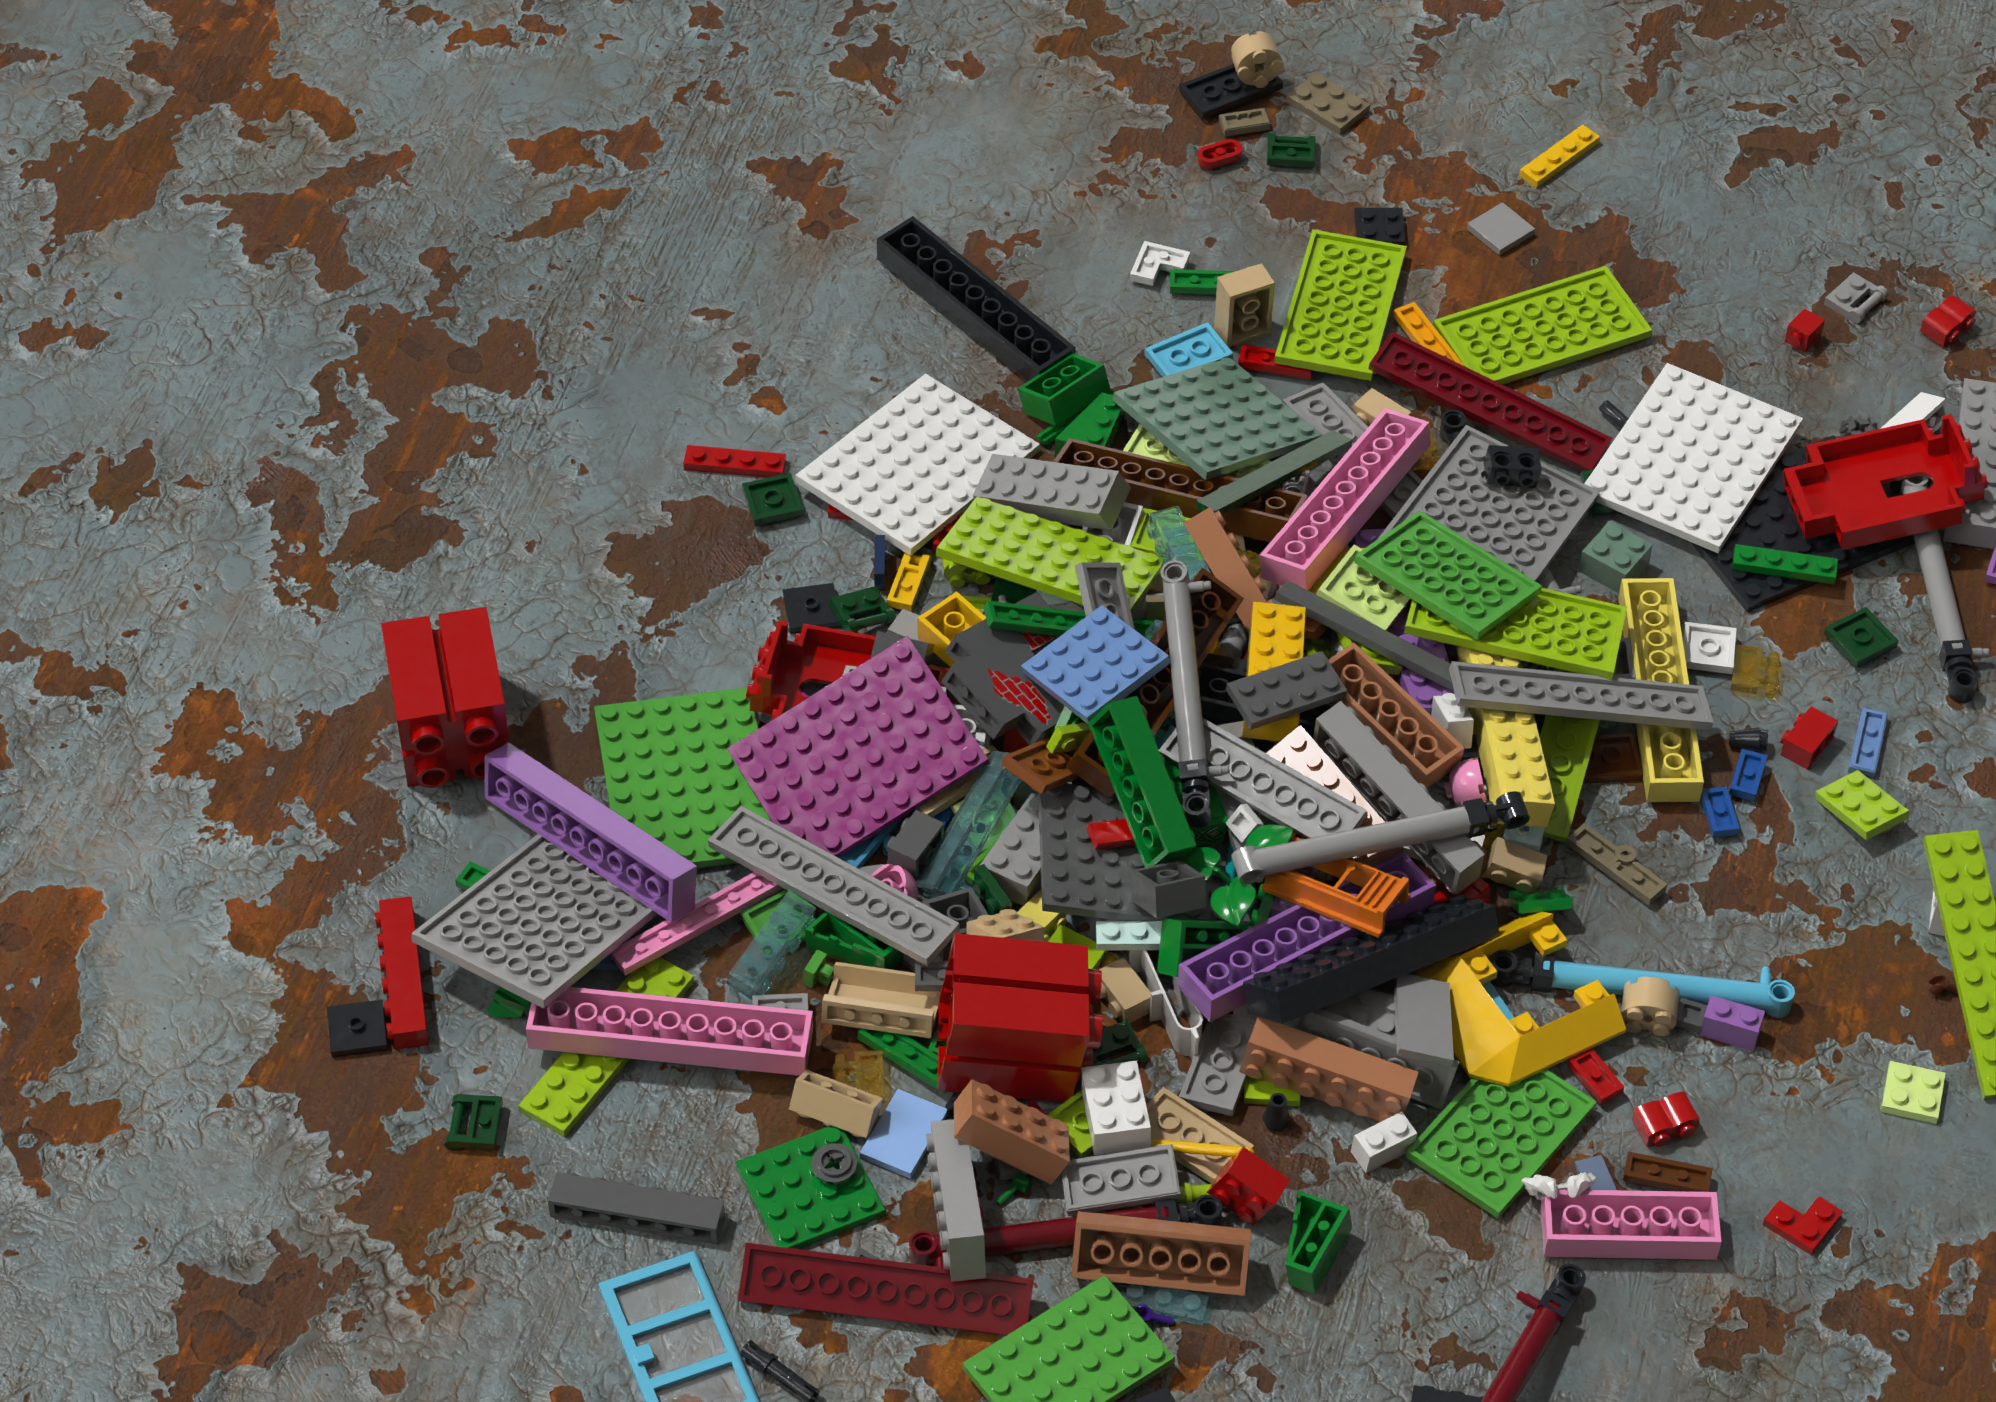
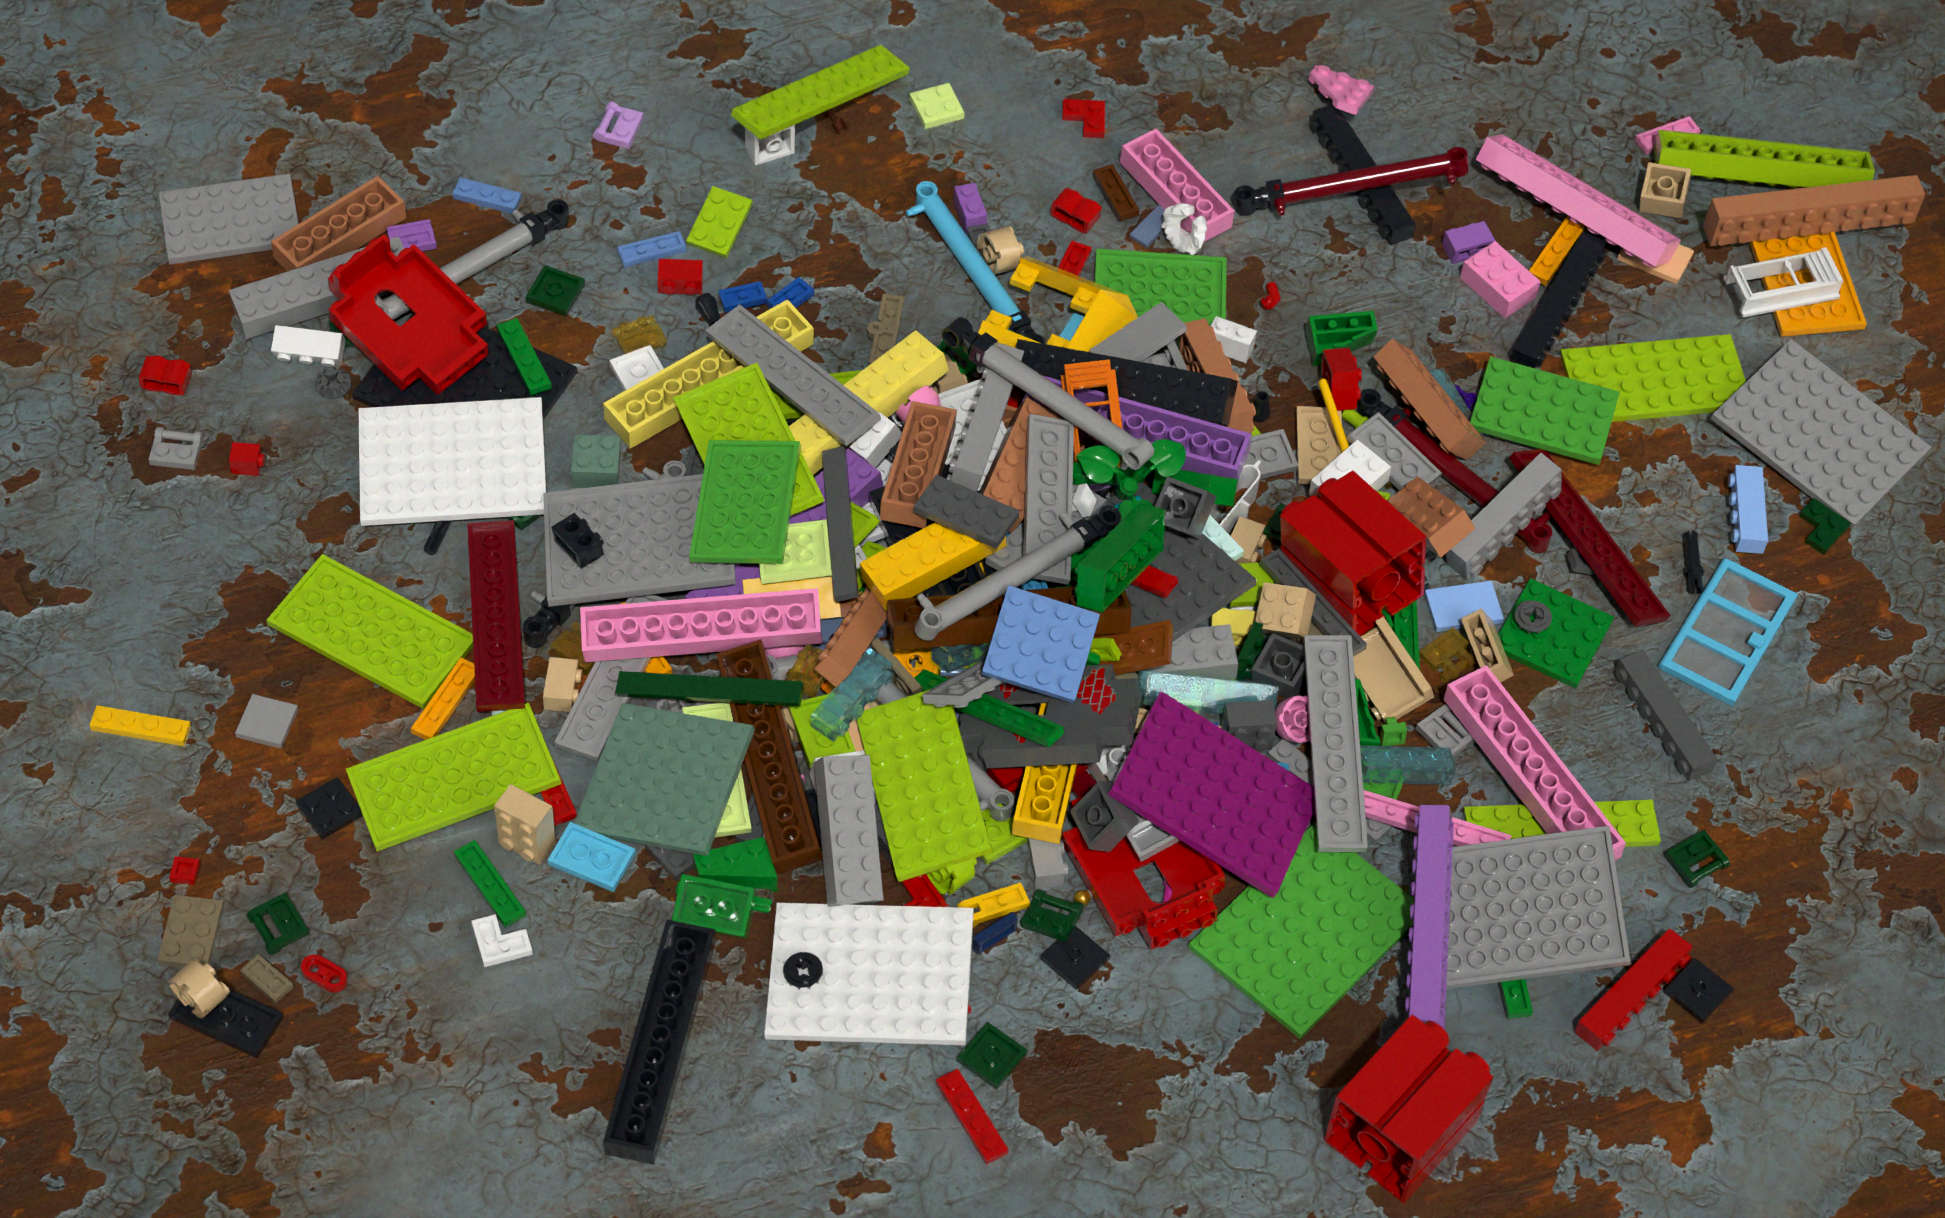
camera: 130 degrees left, 5 degrees up
(960, 406) = (803, 960): none -> black gear
(1388, 119) = (184, 870): none -> red plate
(1415, 1227) = (1272, 298): none -> red arm

